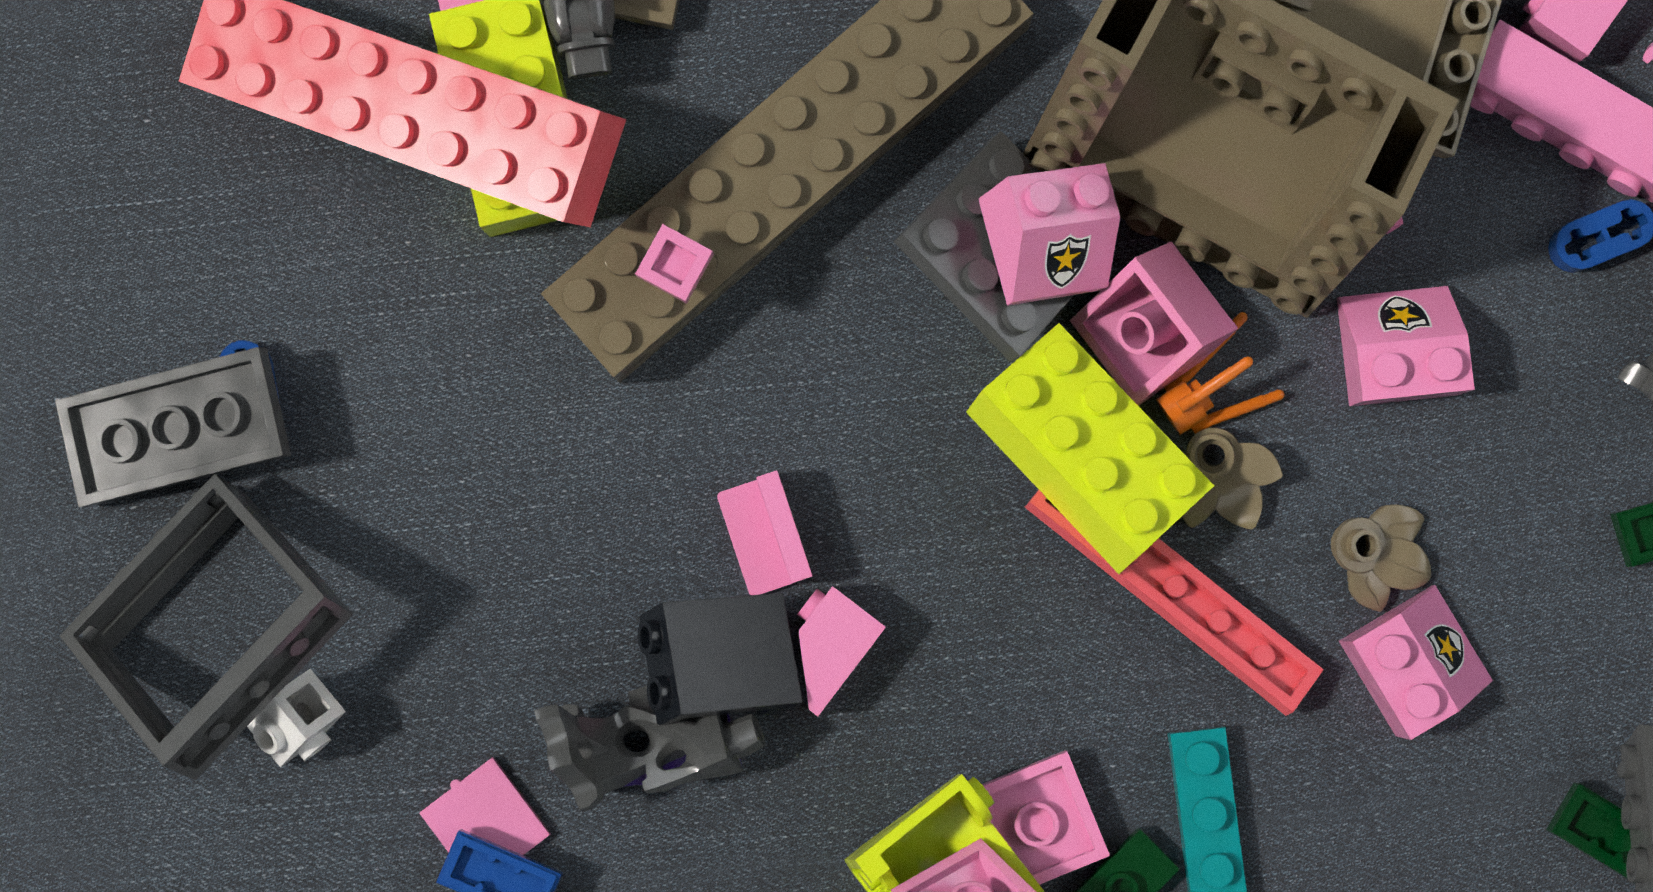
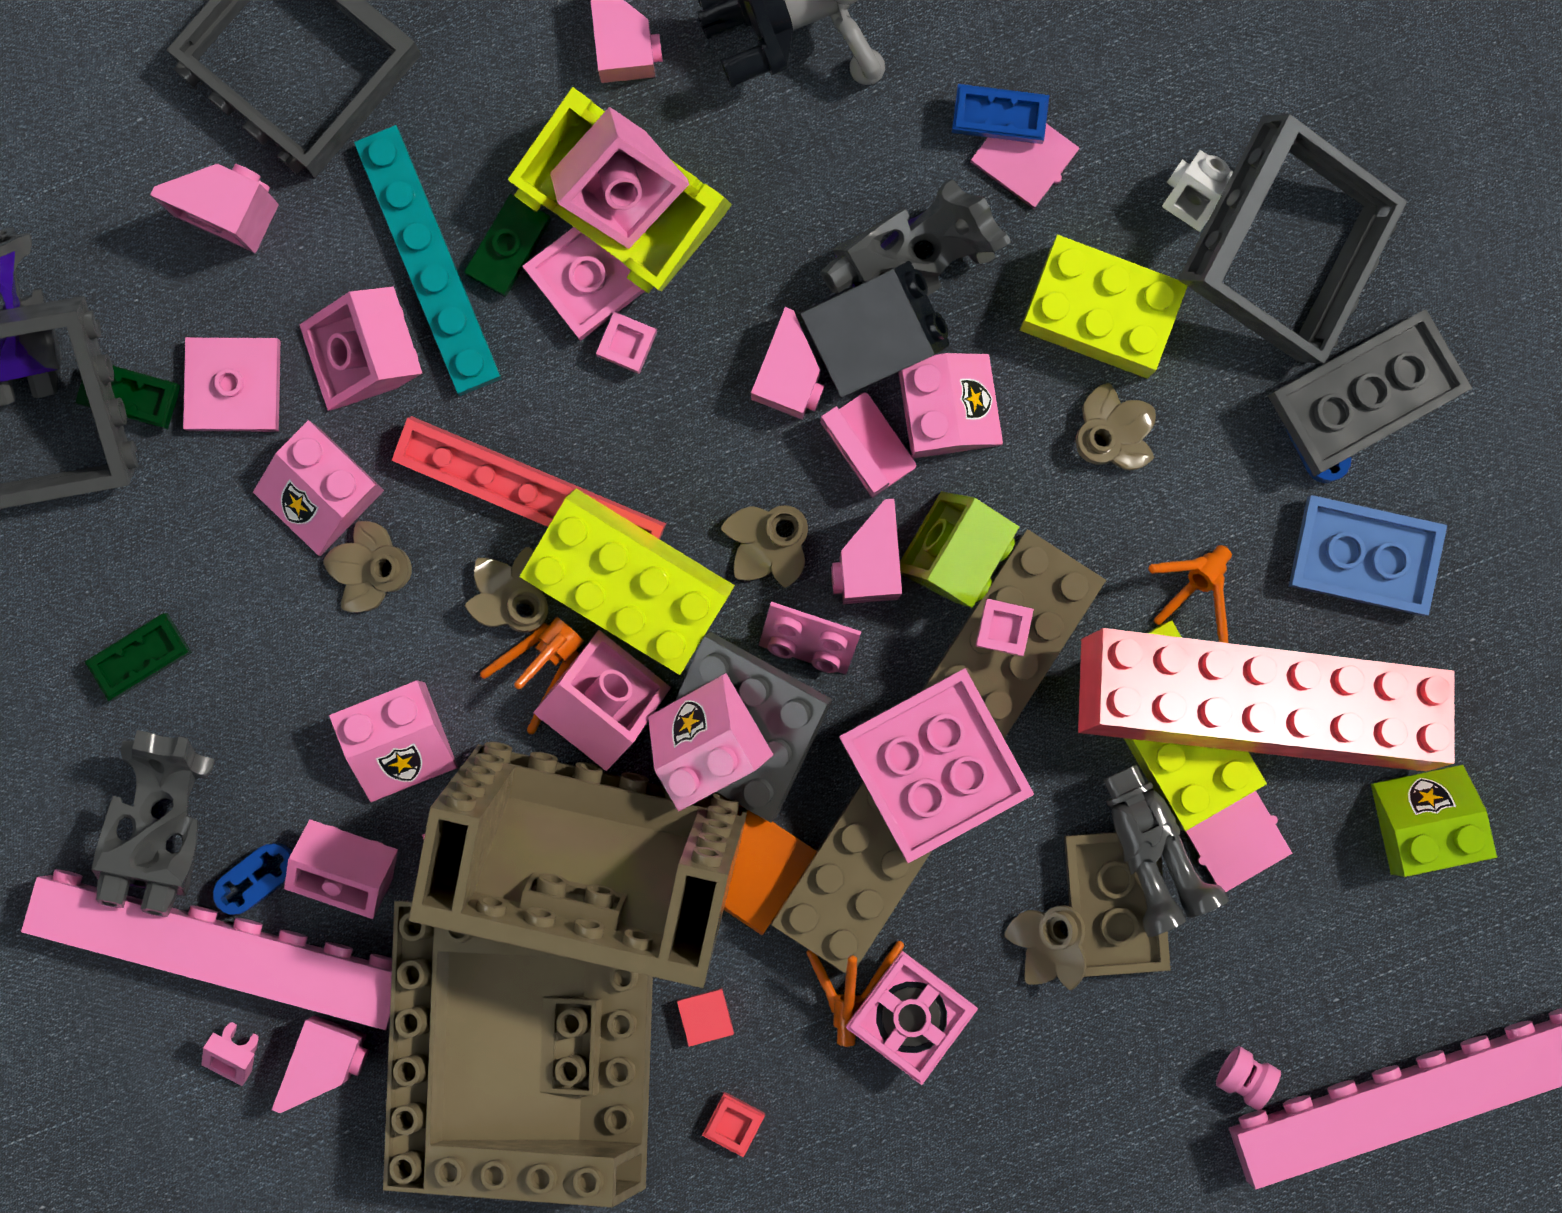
camera: 155 degrees right, 0 degrees up
(234, 244) = (1367, 555): none -> medium blue plate
(423, 271) = (1205, 575): none -> orange plant
(447, 614) = (1103, 307): none -> neon yellow brick
(468, 470) = (1120, 425): none -> dark tan plate
(657, 549) = (950, 404): none -> bright pink slope
(699, 379) = (958, 548): none -> lime slope
(797, 132) = (936, 765): none -> bright pink plate
(803, 392) = (870, 560): none -> bright pink slope
(880, 311) = (809, 638): none -> bright pink hinge
(920, 448) = (761, 546): none -> dark tan plate
(1012, 731) = (626, 342): none -> bright pink plate
(1019, 81) = (764, 871): none -> orange slope
(1324, 813) = (360, 347): none -> bright pink slope
(1485, 814) = (232, 384): none -> bright pink plate
(1503, 215) = (340, 869): none -> bright pink brick

